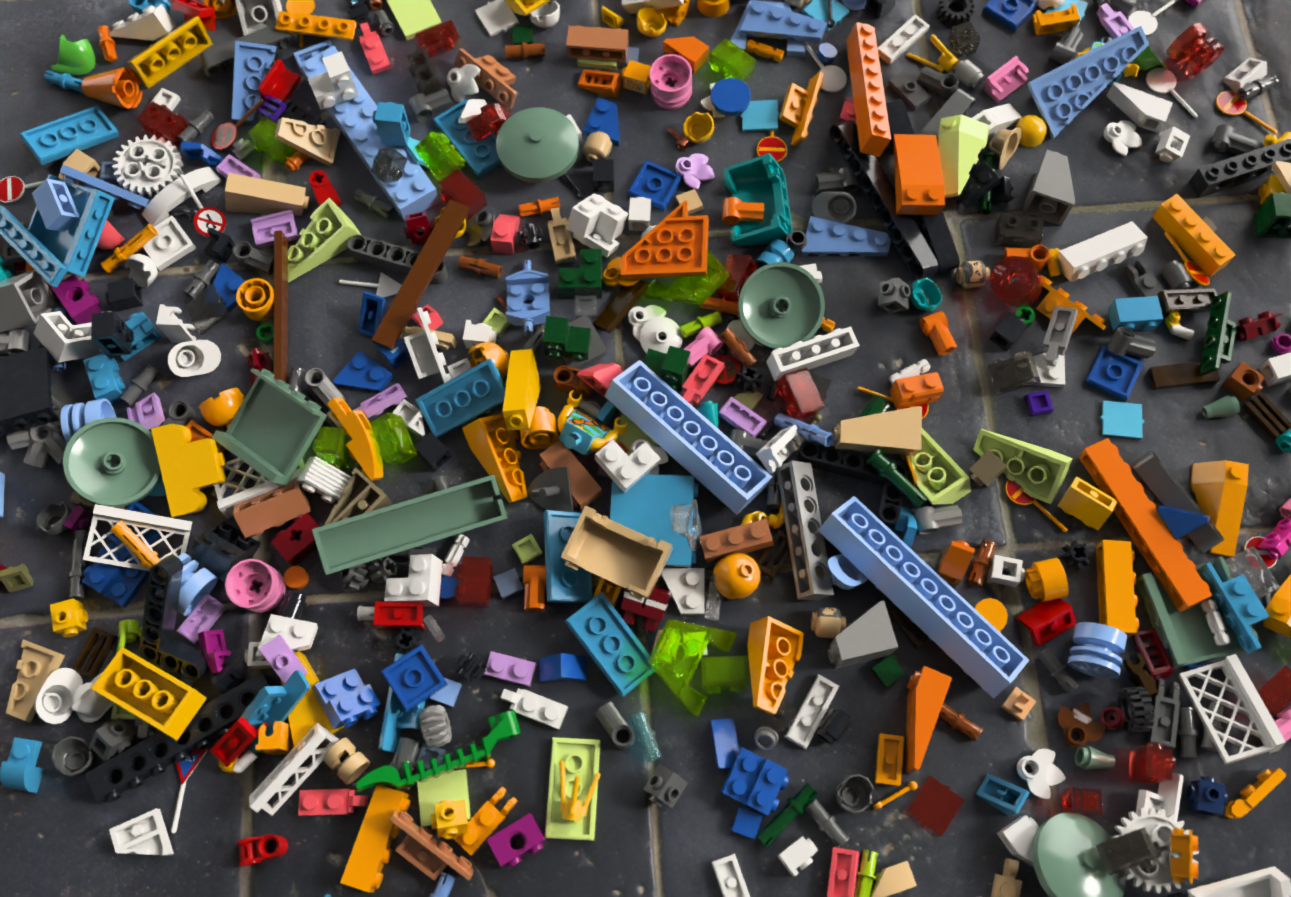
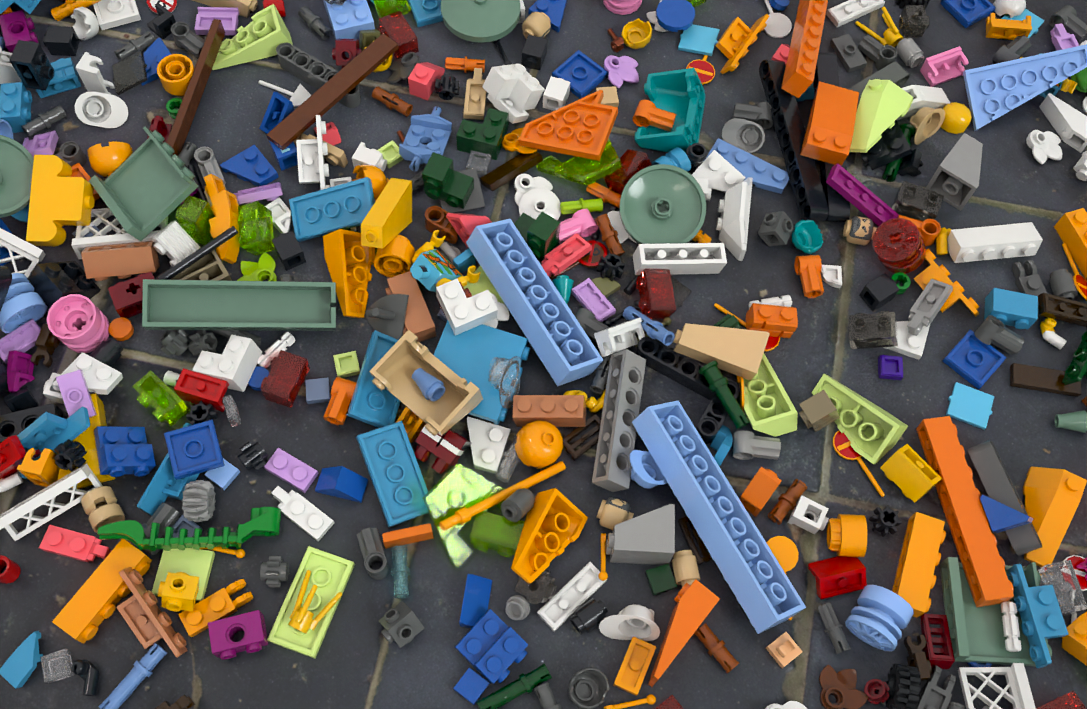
camera: 10 degrees right, 5 degrees down
(229, 615) = (45, 345): none -> dark brown plate
(299, 720) = (70, 455): none -> black gear
(349, 484) = (198, 254): none -> black bar
(362, 636) = (160, 398): none -> clear neon green brick
(408, 481) = (259, 271): none -> lime plate
(434, 206) = (366, 37): none -> olive tile
(530, 771) = (274, 571): none -> dark grey gear
(618, 551) = (429, 385): none -> medium blue cone
(642, 700) = (407, 535): none -> orange tile
(692, 666) = (464, 514): none -> light orange bar
(737, 641) = (518, 504): none -> dark grey brick
(822, 253) = (720, 173): none -> white wing
(834, 684) = (603, 574): none -> light orange hinge
(852, 296) = (735, 218): none -> white wedge
(875, 720) = (630, 622): none -> white piece
(908, 655) = (685, 567): none -> tan brick
(959, 326) = (832, 275): none -> white tile
(966, 241) = (859, 195): none -> magenta plate

